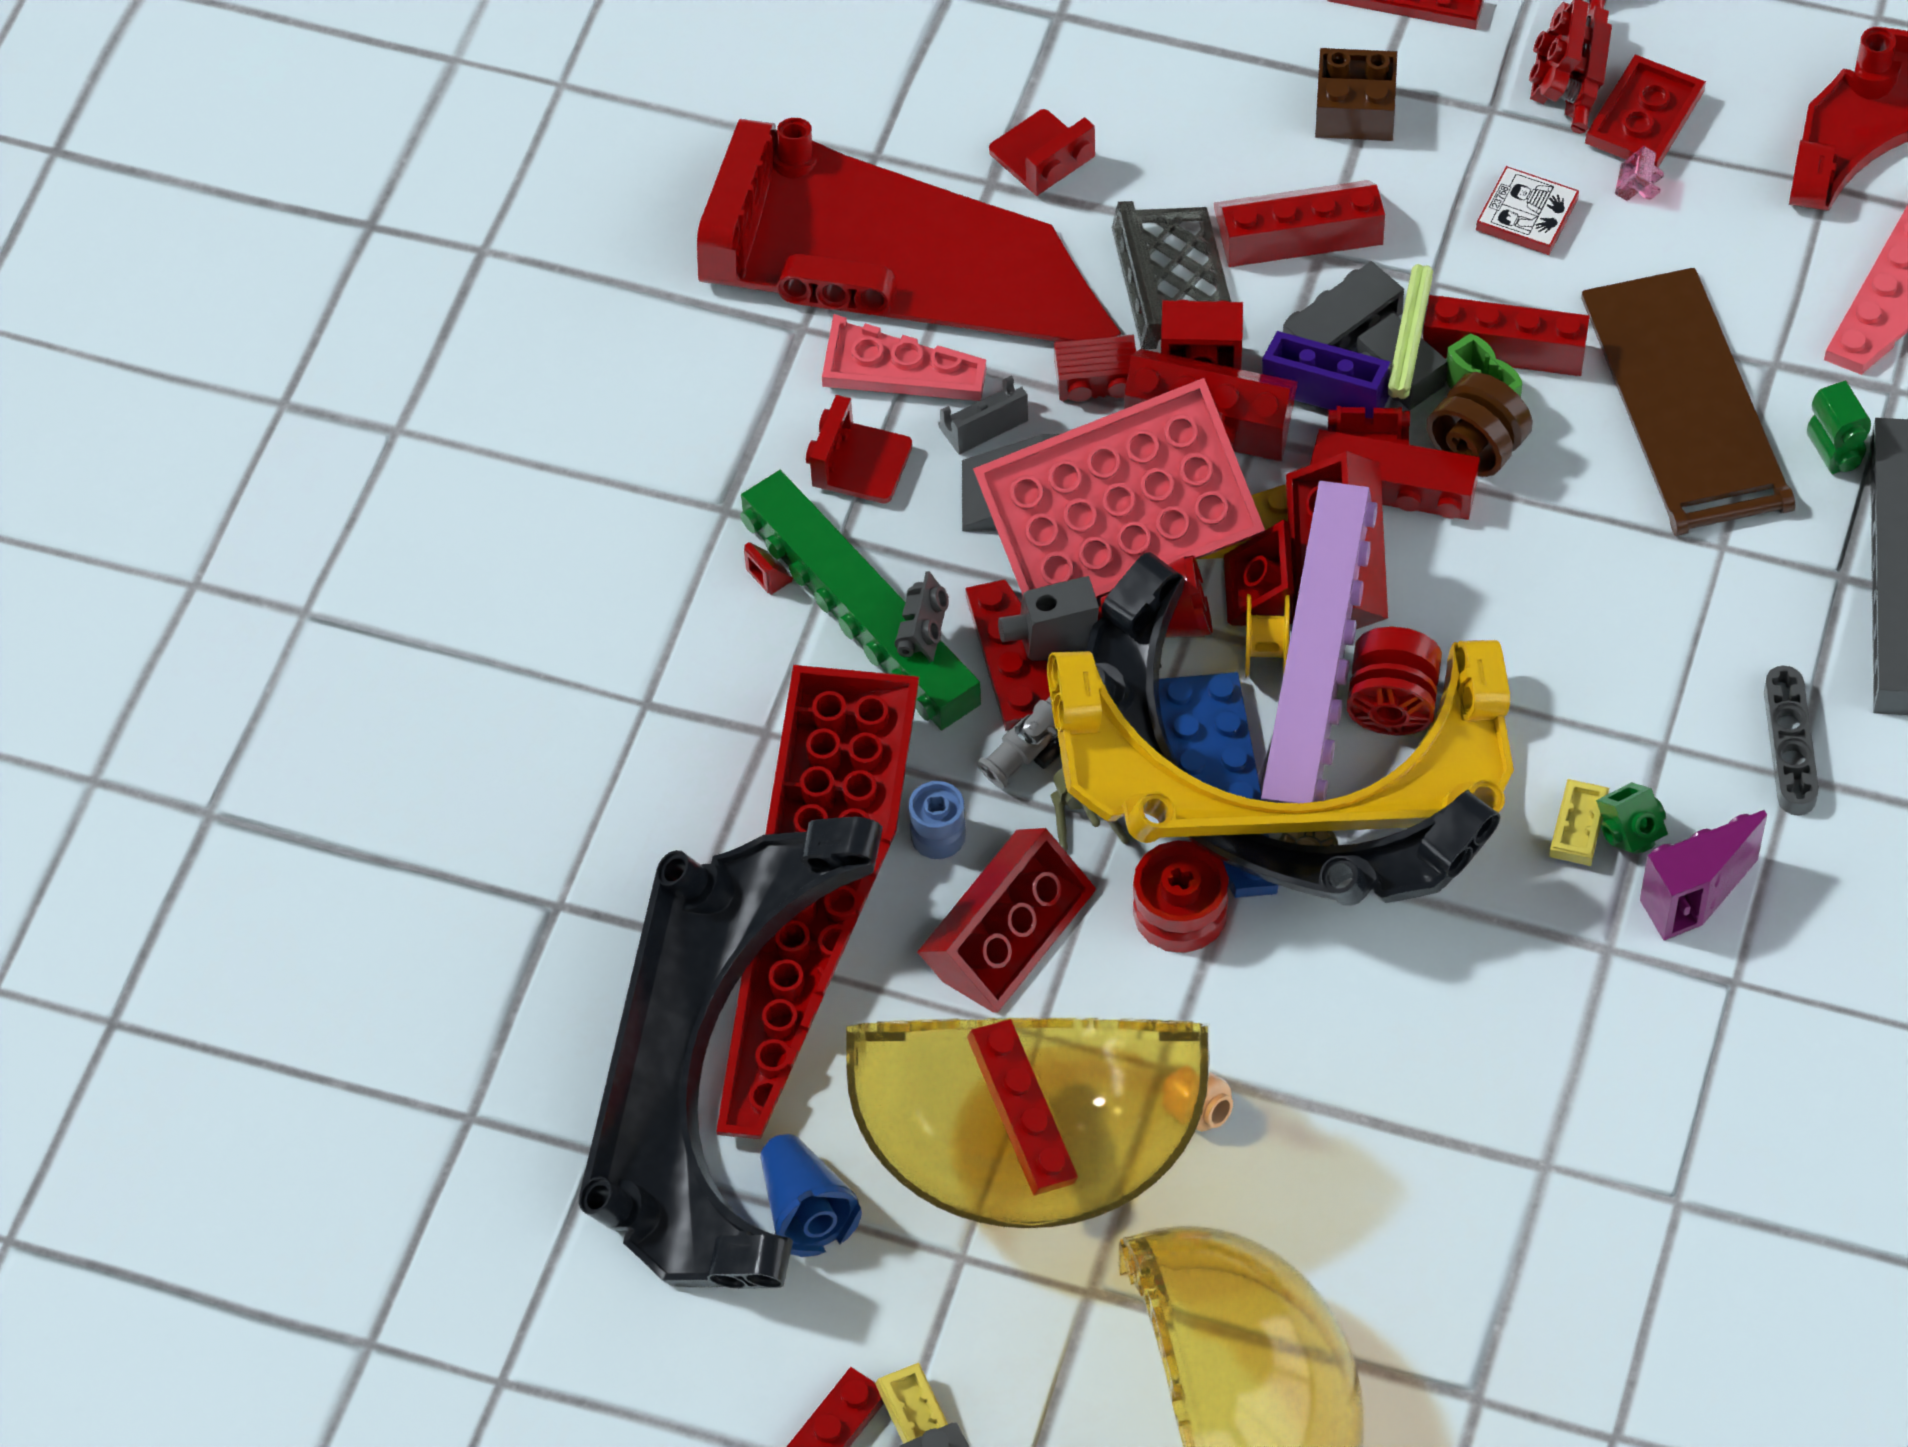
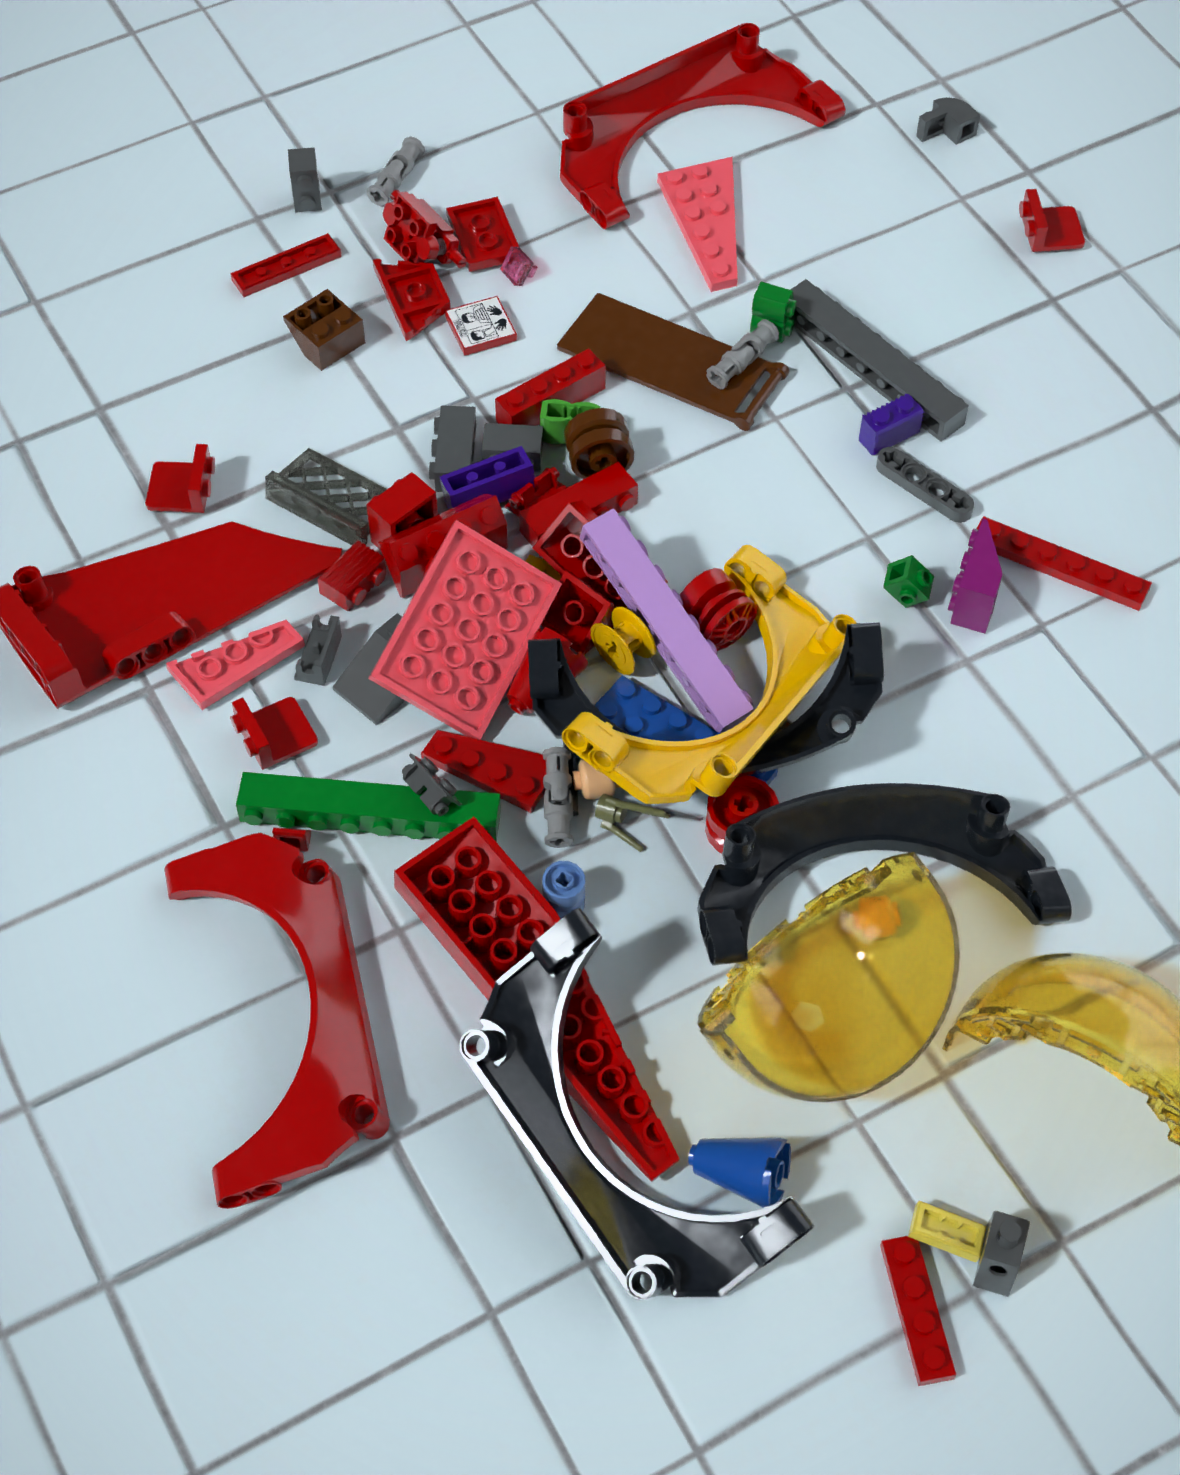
camera: 50 degrees left, 0 degrees up
(571, 797) = (339, 1068): none -> red panel
(1008, 919) = (661, 911): red slope -> none
(1022, 1107) = (816, 1002): red plate -> none
(1053, 619) = (505, 724): dark grey torso -> none
(1193, 948) = (925, 819): none -> black panel
(1301, 223) = (370, 416): red slope -> none
(1410, 331) = (508, 423): yellowish green axle -> none
(1493, 124) = (413, 294): none -> red wing
(1578, 823) = (881, 607): light yellow plate -> none
(1751, 450) = (742, 354): none -> light grey piece
(1826, 646) = (890, 424): none -> dark purple brick
(1835, 939) = (1068, 565): none -> red plate

